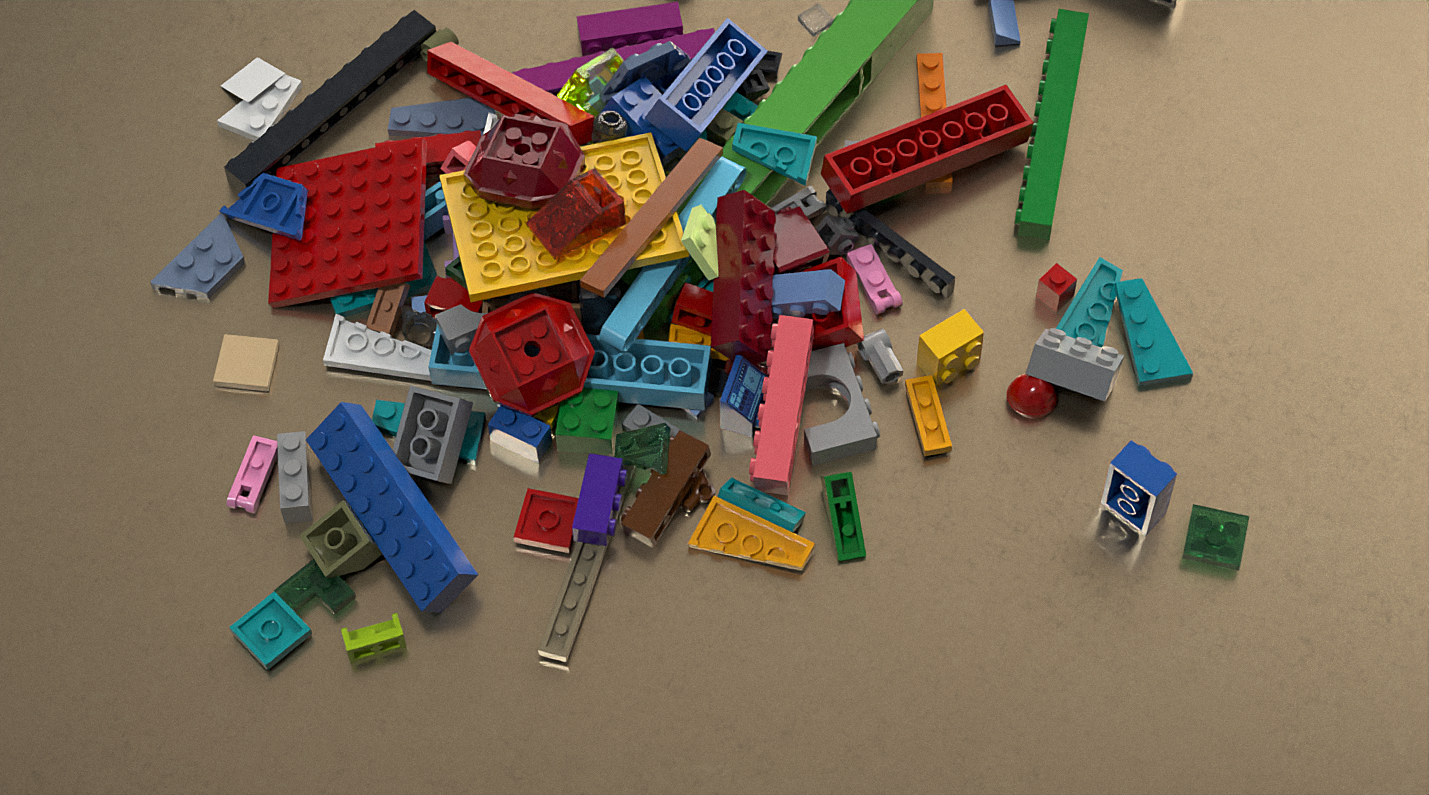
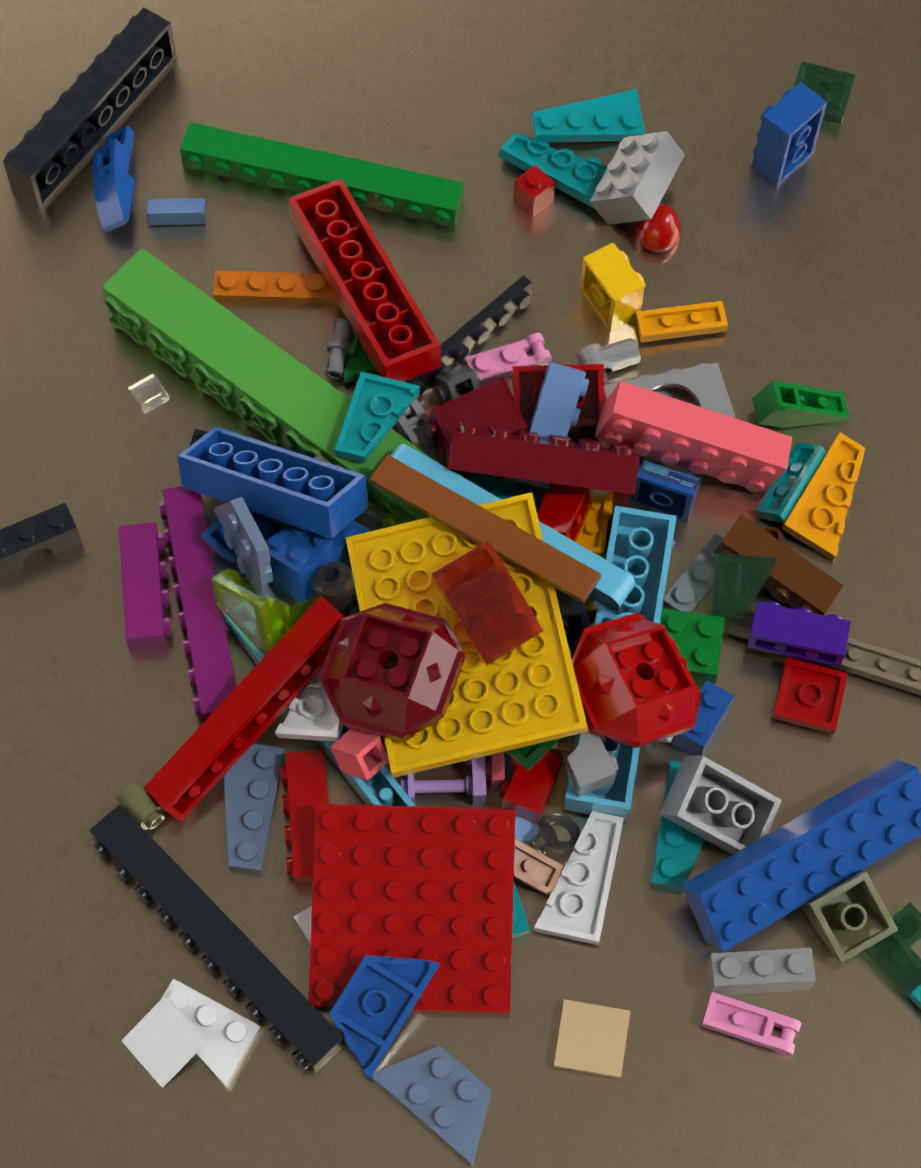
camera: 90 degrees left, 5 degrees up
(701, 241) = (517, 482): yellowish green wing -> none

